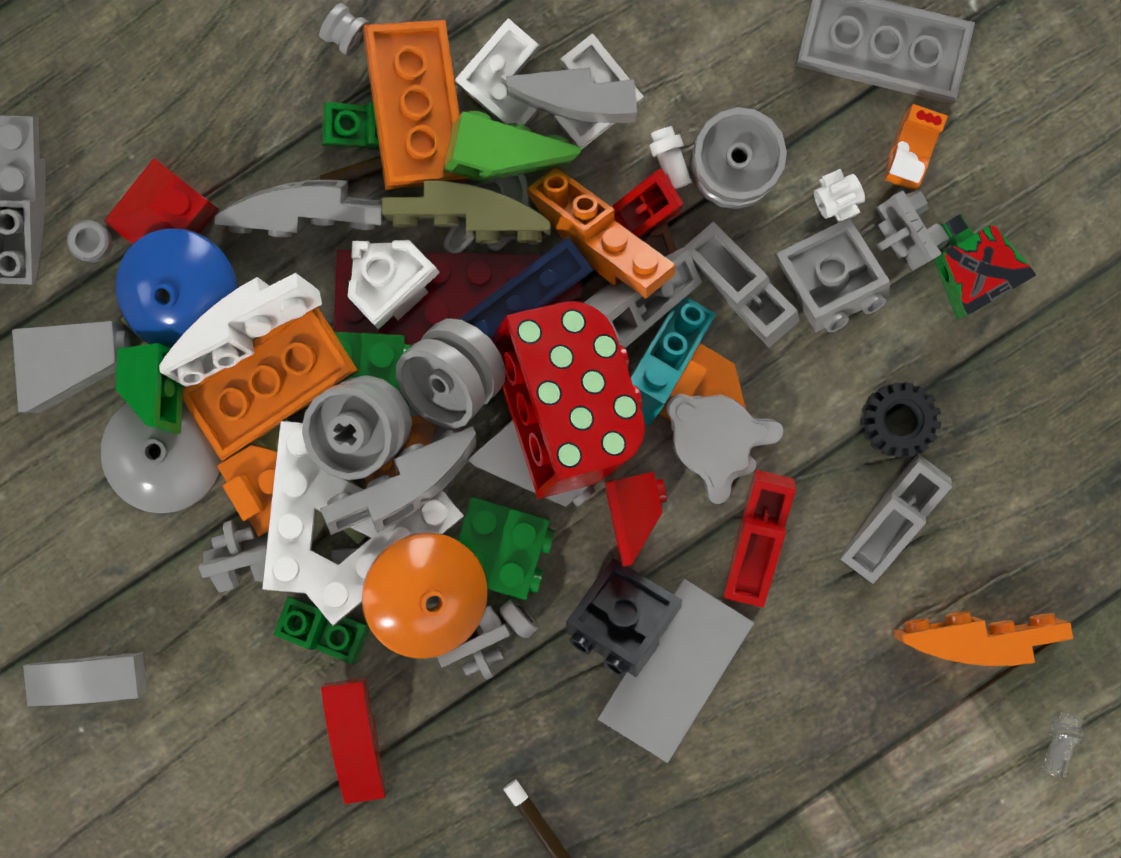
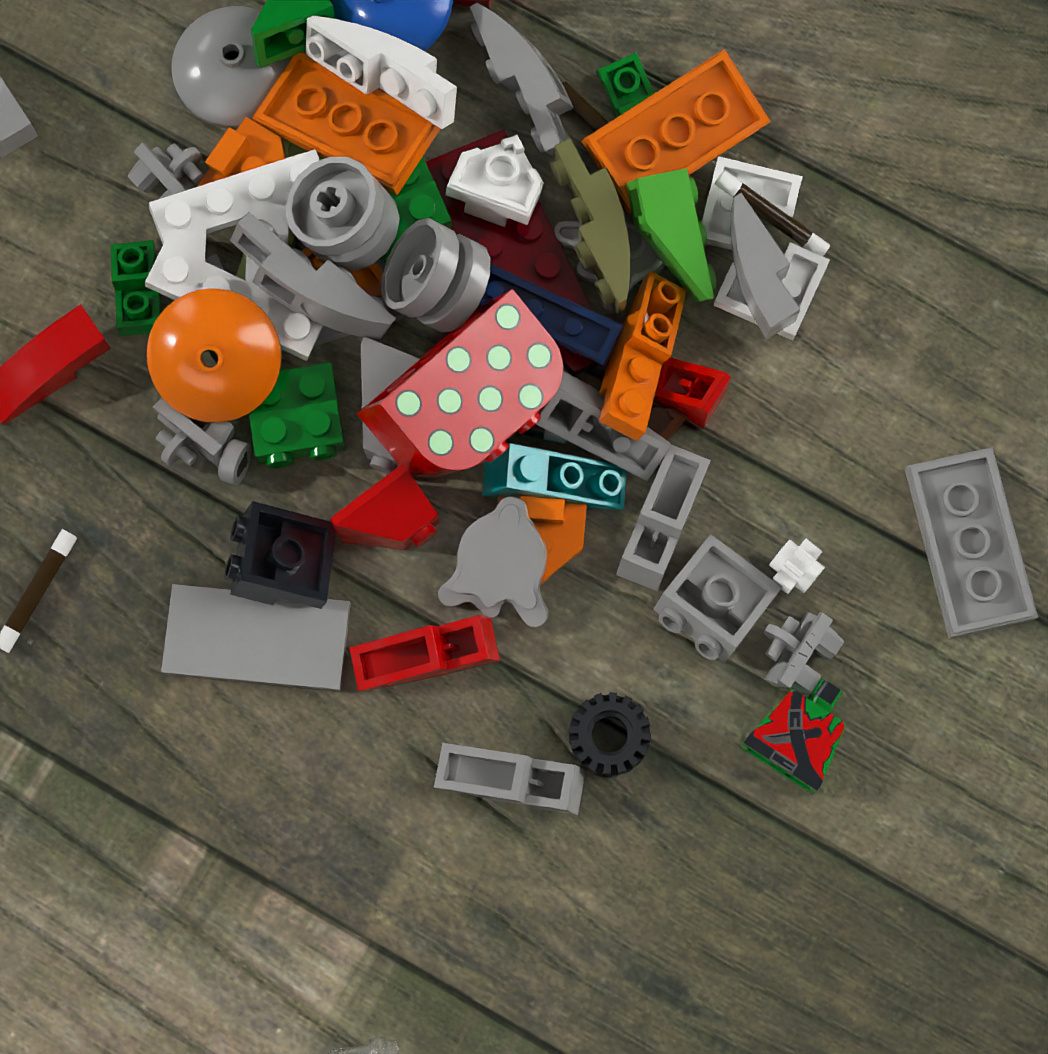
camera: 60 degrees right, 10 degrees down
(343, 29) = (712, 35): light grey wheel -> none
(529, 60) = (773, 214): none -> dark brown bar
(668, 151) = (758, 383): white animal -> none
(755, 140) = (798, 431): light grey wheel -> none
(913, 146) = (883, 616): orange leg -> none
(969, 641) = (420, 905): orange slope -> none

